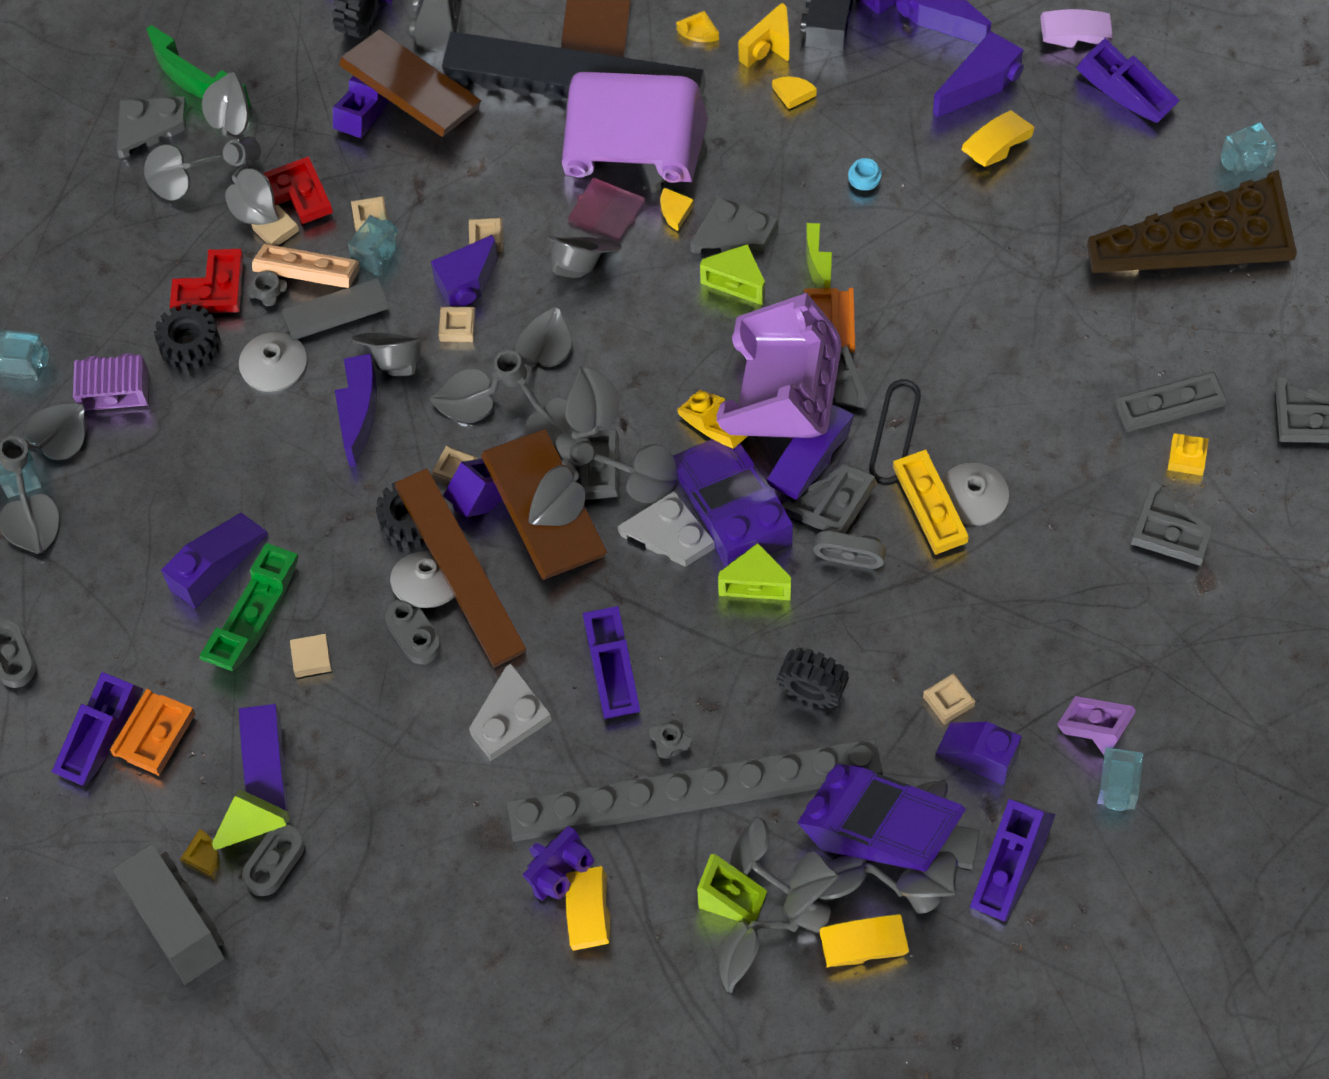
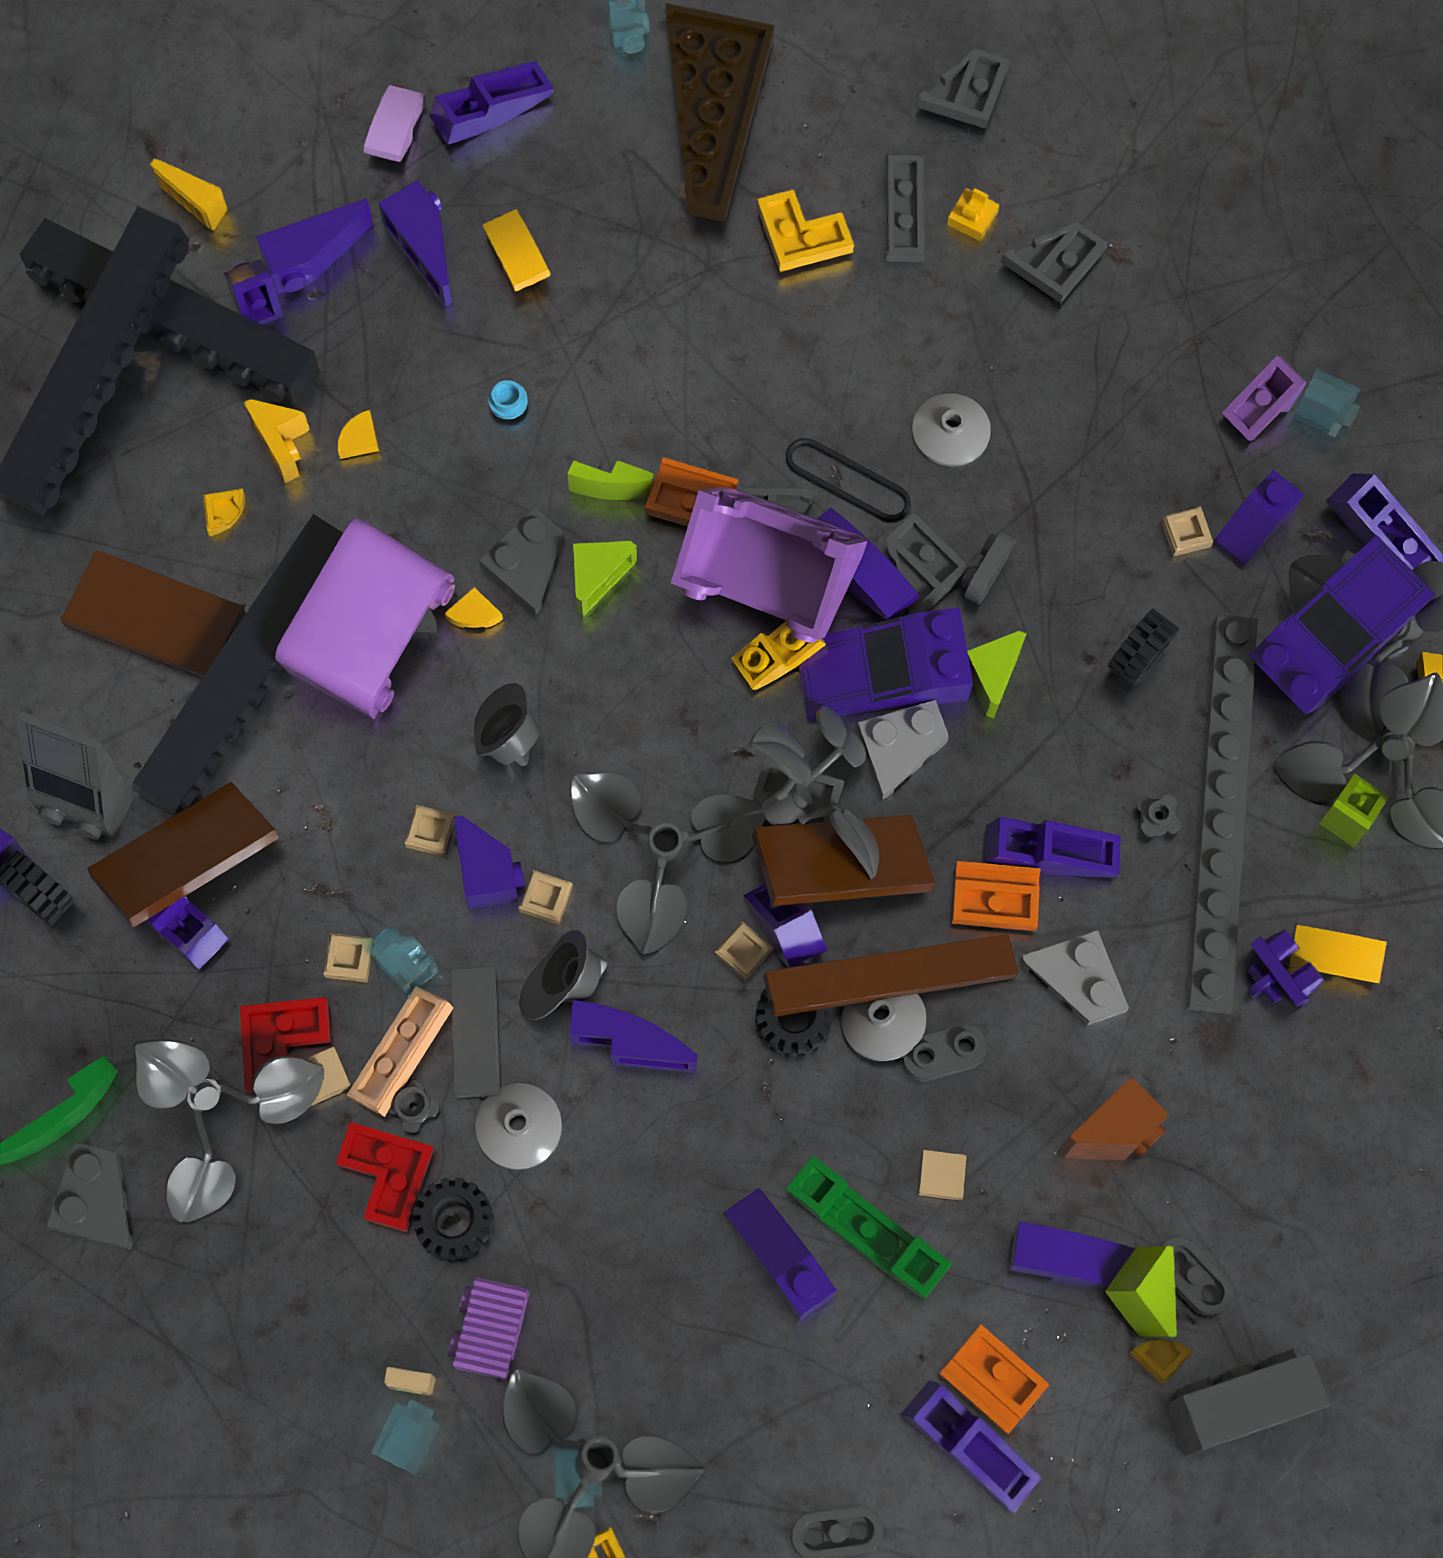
camera: 80 degrees left, 10 degrees up
(60, 344) = (409, 1381): none -> tan tile
(379, 758) = (1118, 1127): none -> dark orange slope
(556, 631) = (996, 896): none -> orange plate
(606, 209) = (443, 687): clear pink piece -> none
(930, 502) = (955, 470): yellow plate -> none
(1100, 326) = (797, 241): none -> yellow plate

